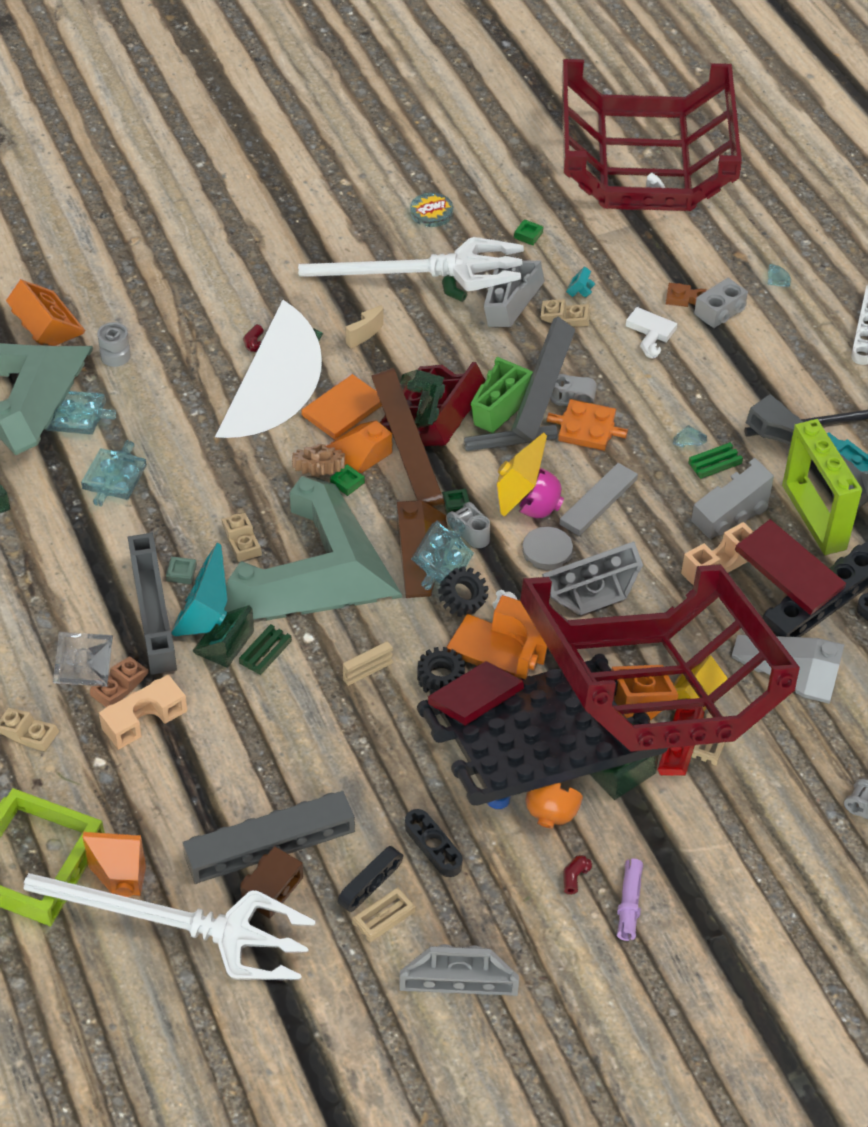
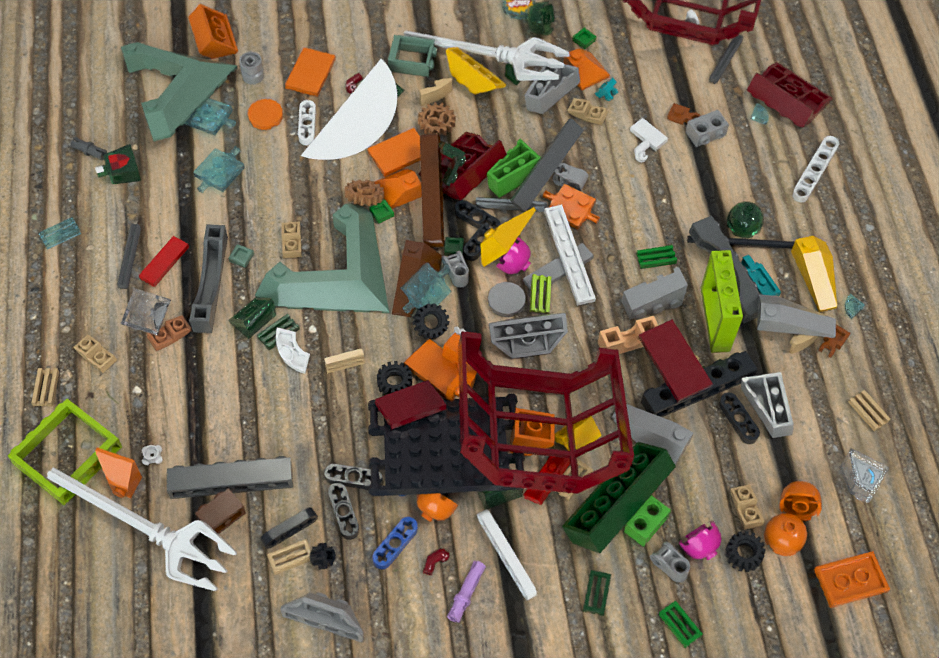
camera: 15 degrees right, 10 degrees up
(29, 602) = (129, 255): none -> dark grey axle
(79, 598) = (163, 261): none -> red tile
(148, 828) = (152, 449): none -> white plate
(150, 396) = (265, 114): none -> orange tile
(159, 698) = (161, 361): light nougat arch -> none
(191, 336) = (310, 72): none -> orange tile
(207, 404) = (307, 128): none -> white beam
(207, 598) = (248, 284): teal wedge -> none
(292, 668) = (290, 351): none -> white tile
(319, 278) = (414, 45): none -> sand green window
(379, 357) = (438, 120): none -> medium nougat gear
(404, 296) = (471, 73): none -> yellow wedge
(428, 901) = (322, 556): none -> black gear
(440, 790) = (348, 470): none -> beam
(466, 217) = (540, 18): none -> clear green cylinder
(486, 474) = (481, 225): none -> black beam
(516, 876) = (381, 551): none -> blue beam
(554, 267) = (589, 68): none -> orange slope
(595, 519) = (541, 279): none -> lime tile
(609, 479) = (569, 255): none -> white tile
(665, 843) = (507, 555): none -> white beam
(689, 436) = (643, 233): clear light blue tile -> none
(712, 222) = (725, 59): none -> dark grey axle
(781, 745) = (618, 498): none -> dark green brick
(796, 880) = (593, 609): none -> dark green tile
(803, 247) = (788, 94): none -> dark red piece
(807, 395) = (745, 219): none -> clear green cylinder
(827, 756) = (650, 522): none -> bright green brick

